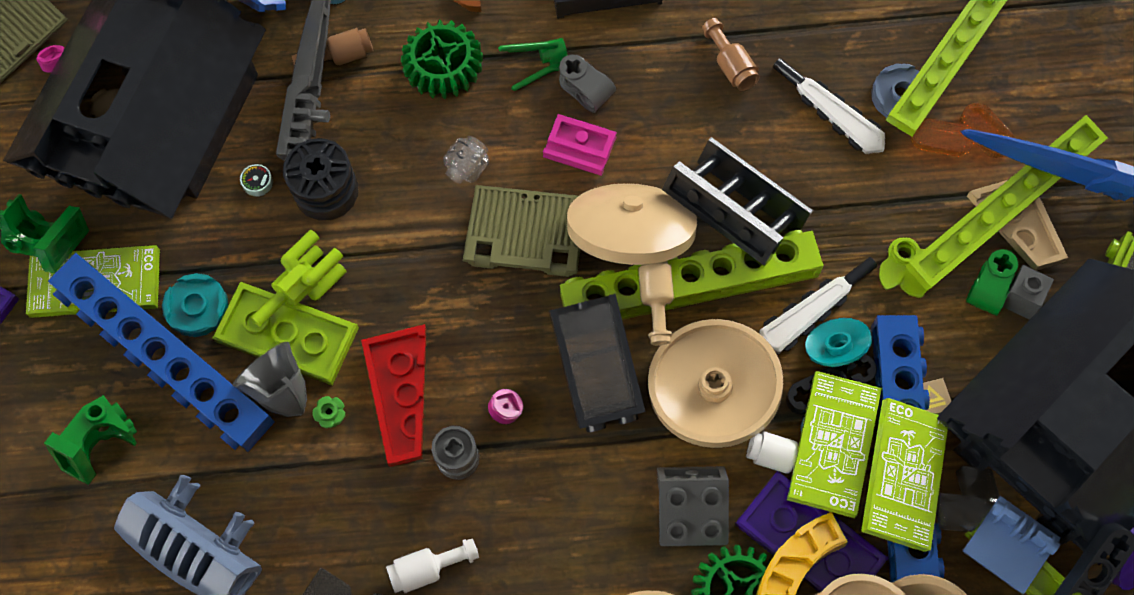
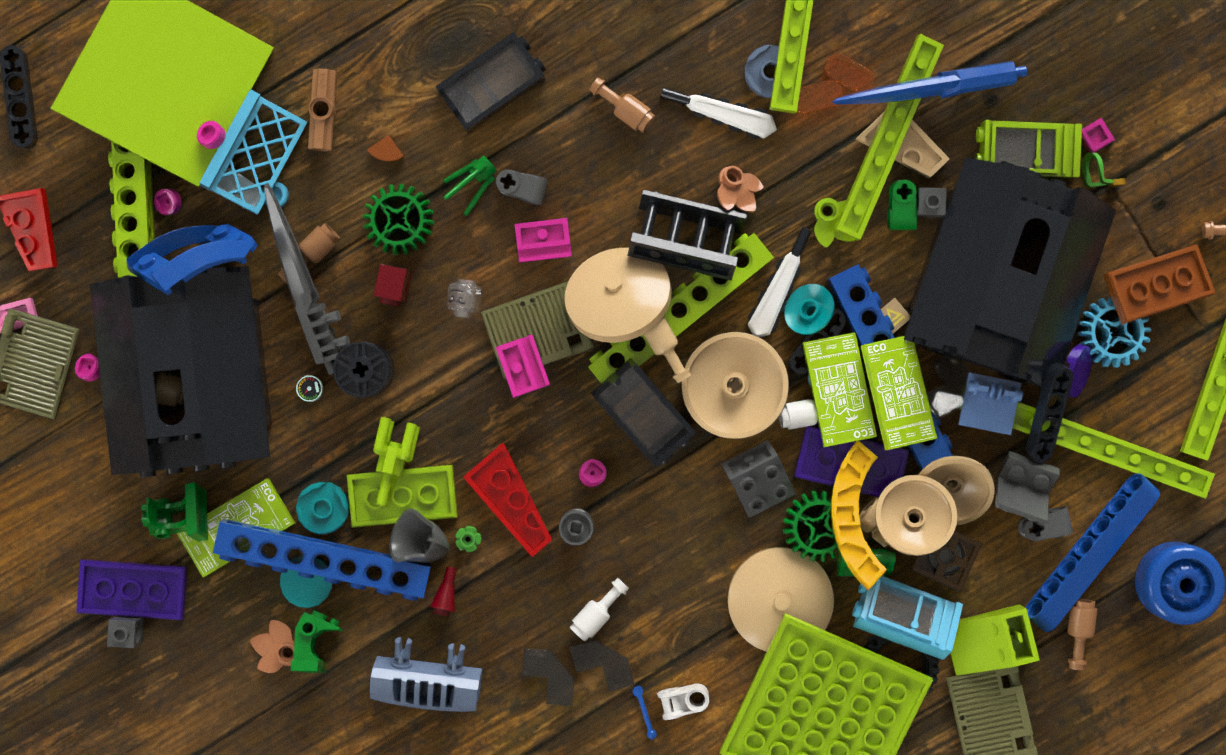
camera: 25 degrees left, 20 degrees up
(45, 421) = (272, 647): none -> nougat plate
(123, 380) = (302, 590): none -> teal tile
(264, 465) = (445, 597): none -> dark red cone
(400, 110) = (393, 285): none -> dark red brick
(489, 251) = (522, 366): none -> dark pink plate
(814, 186) = (740, 191): none -> nougat plate

